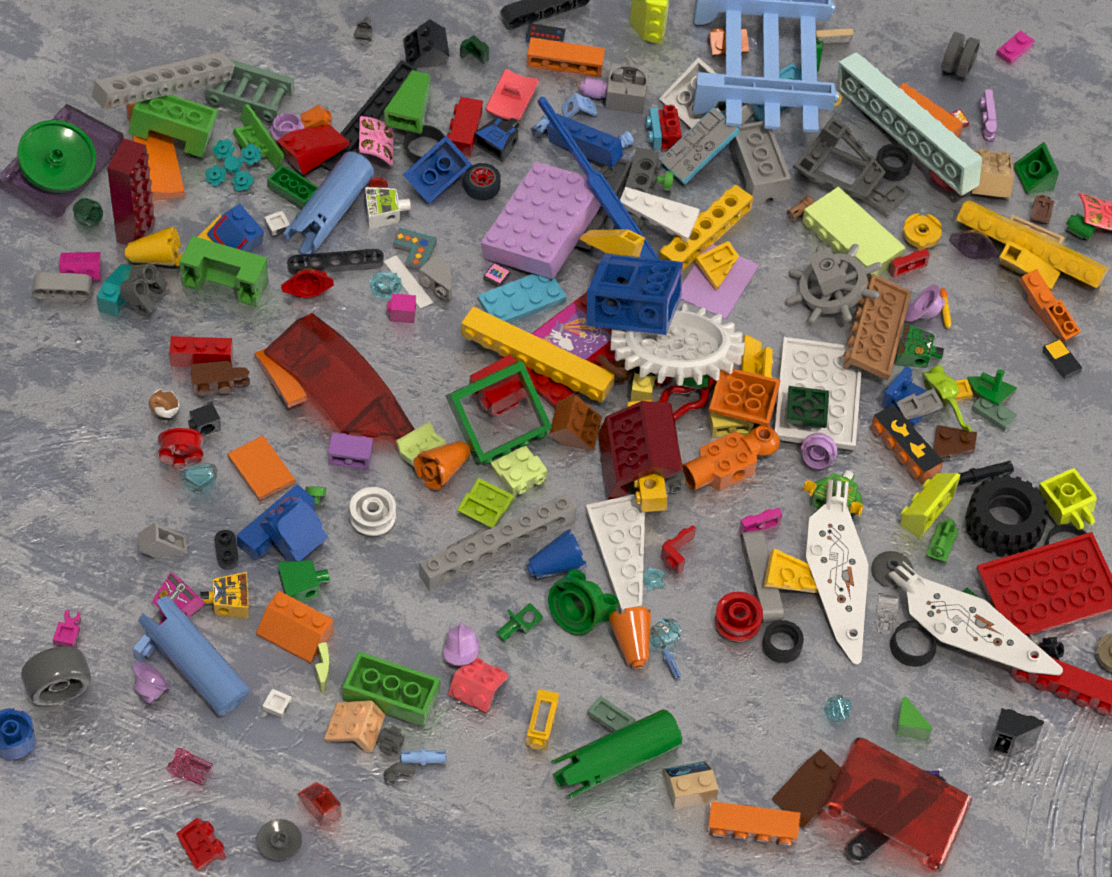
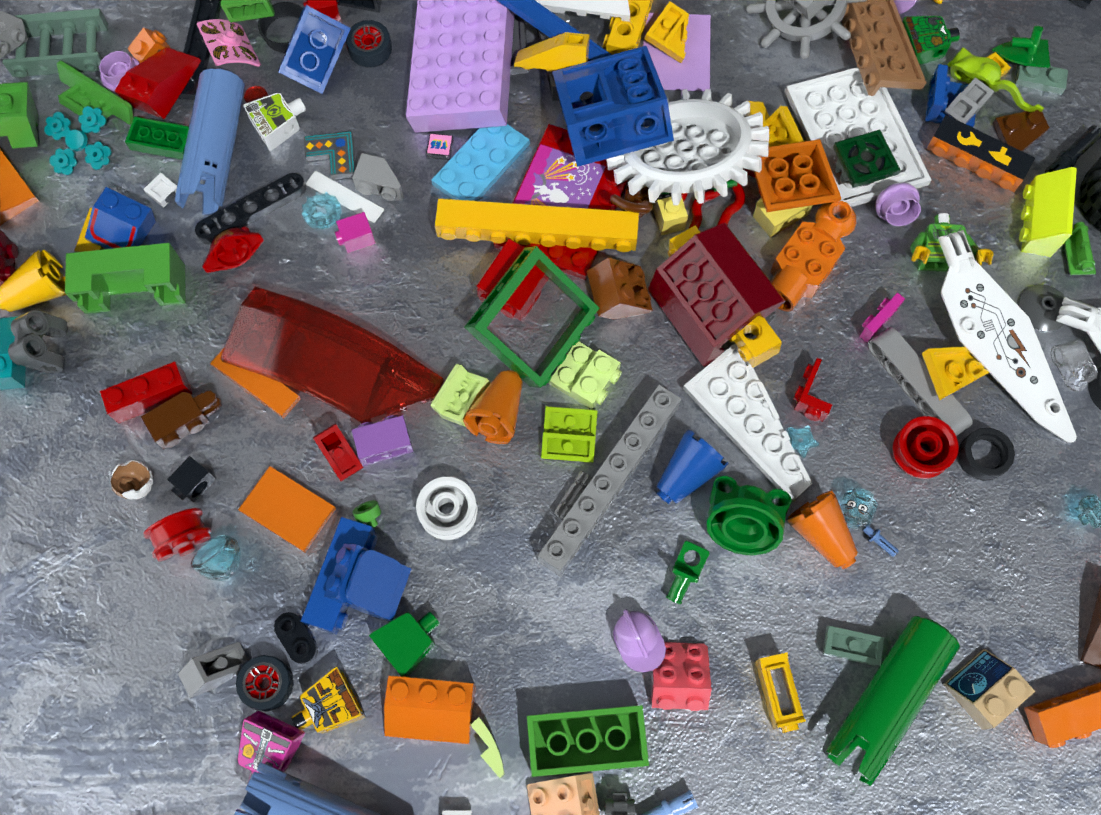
camera: 20 degrees left, 15 degrees up
(189, 556) = (251, 677): none -> wheel
(315, 443) = (338, 452): none -> red slope

